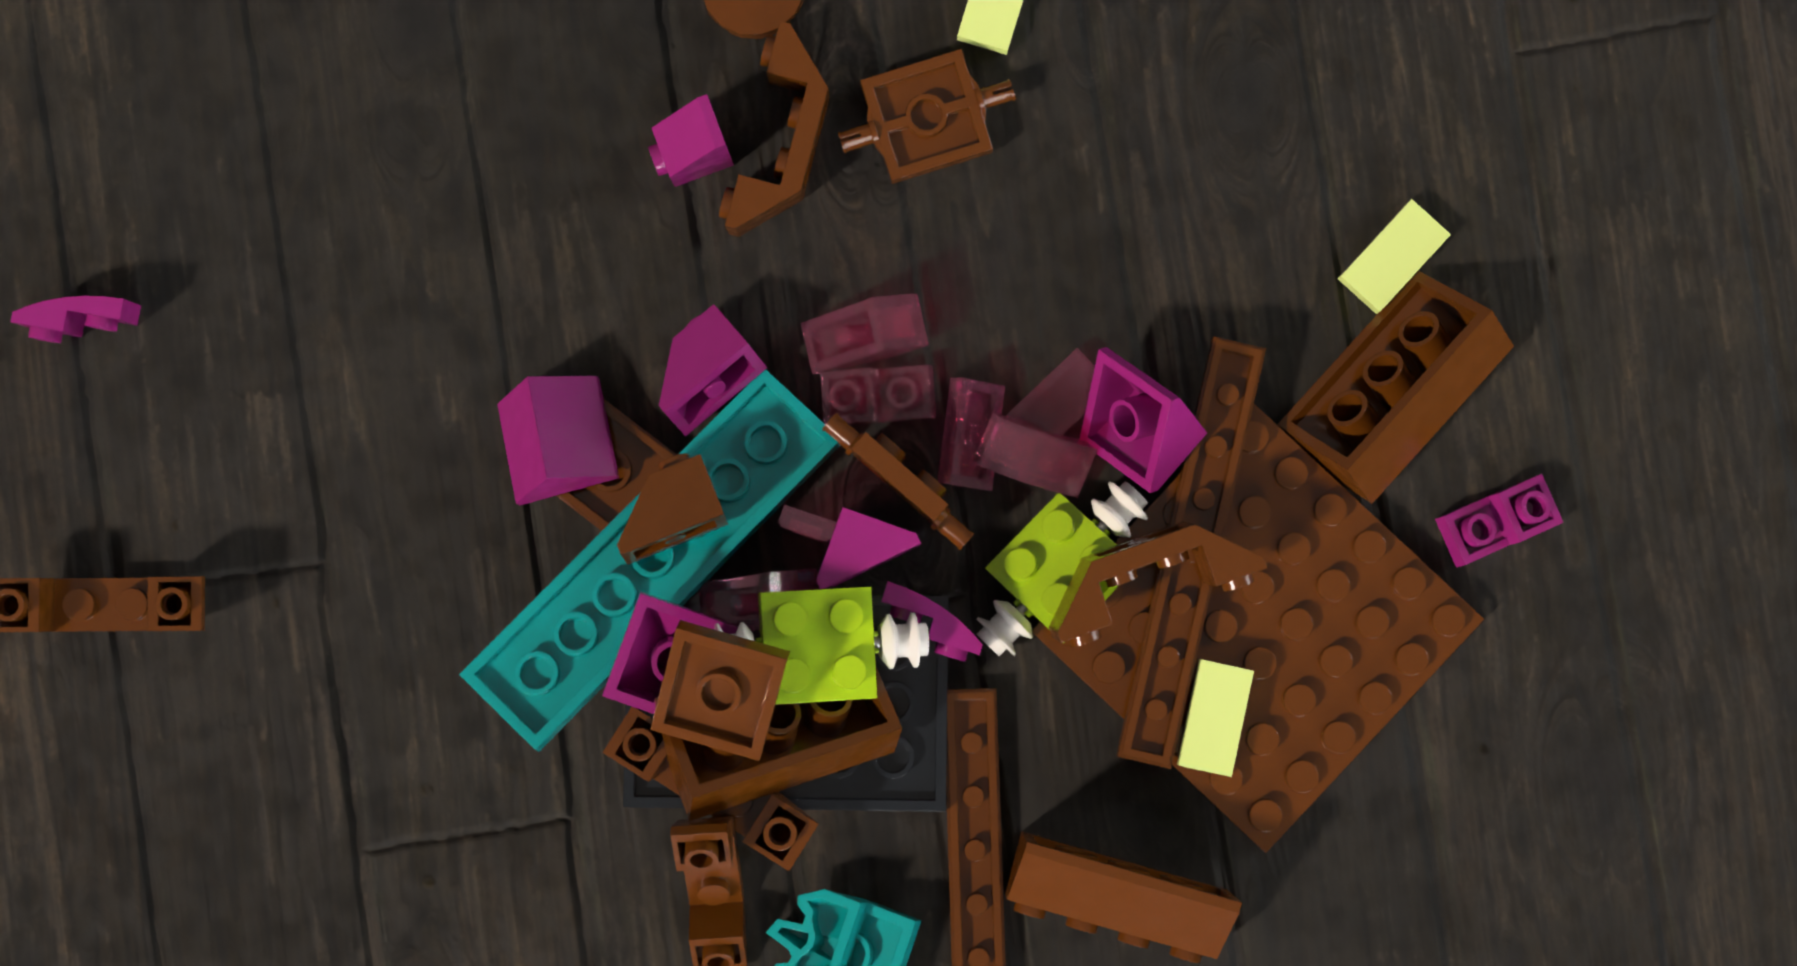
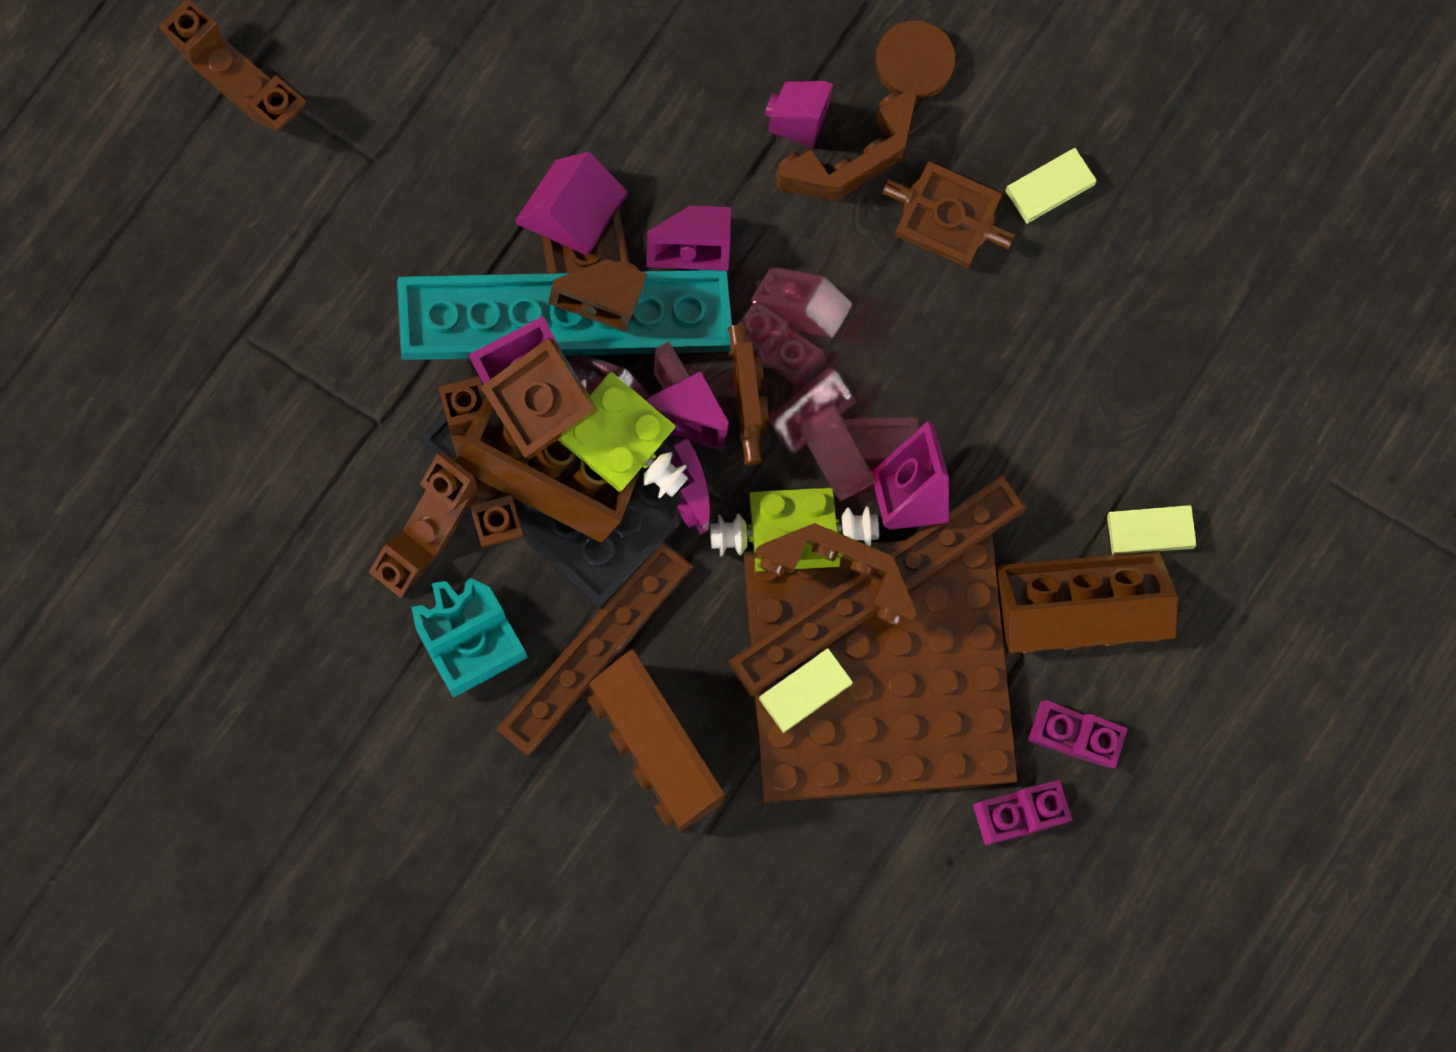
camera: 30 degrees right, 10 degrees down
(1513, 642) = (1022, 812): none -> magenta slope

